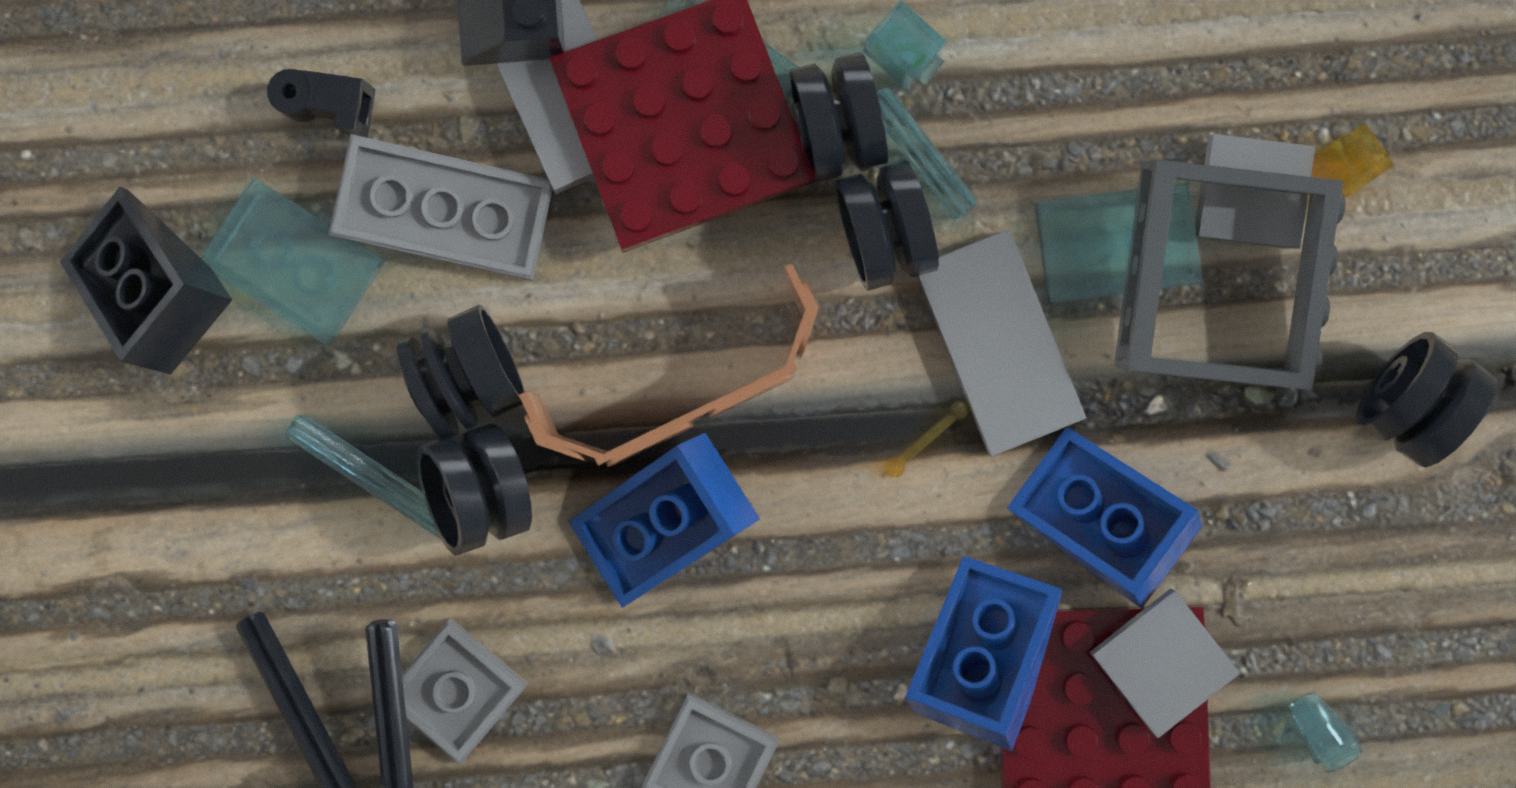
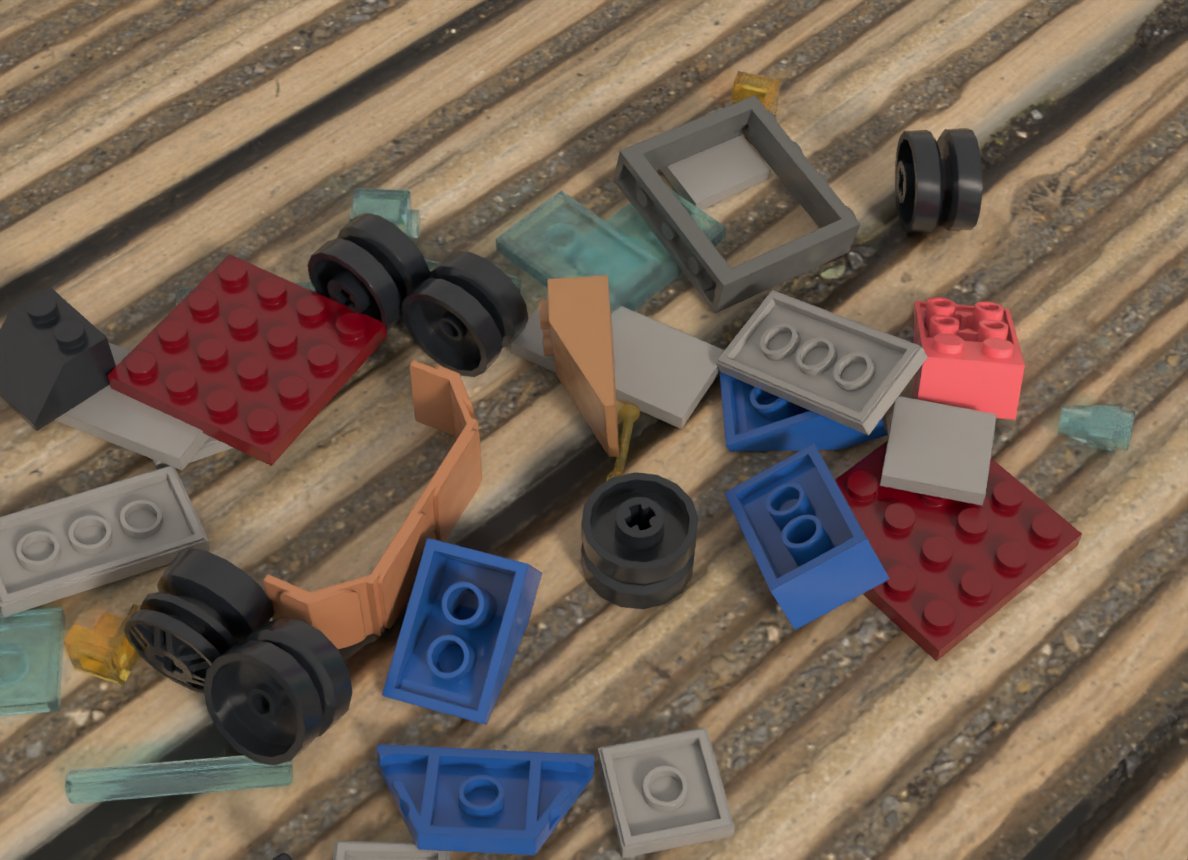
camera: 40 degrees left, 35 degrees down
(395, 319) = (104, 649): none -> clear yellow panel
(571, 673) = (482, 796): none -> blue wing
(863, 583) = (638, 540): none -> black wheel
(950, 351) = (580, 338): none -> medium nougat slope
(1043, 221) = (572, 241): none -> clear light blue tile
(1137, 518) = (822, 361): none -> light grey tile
(1280, 582) = (970, 356): none -> coral slope

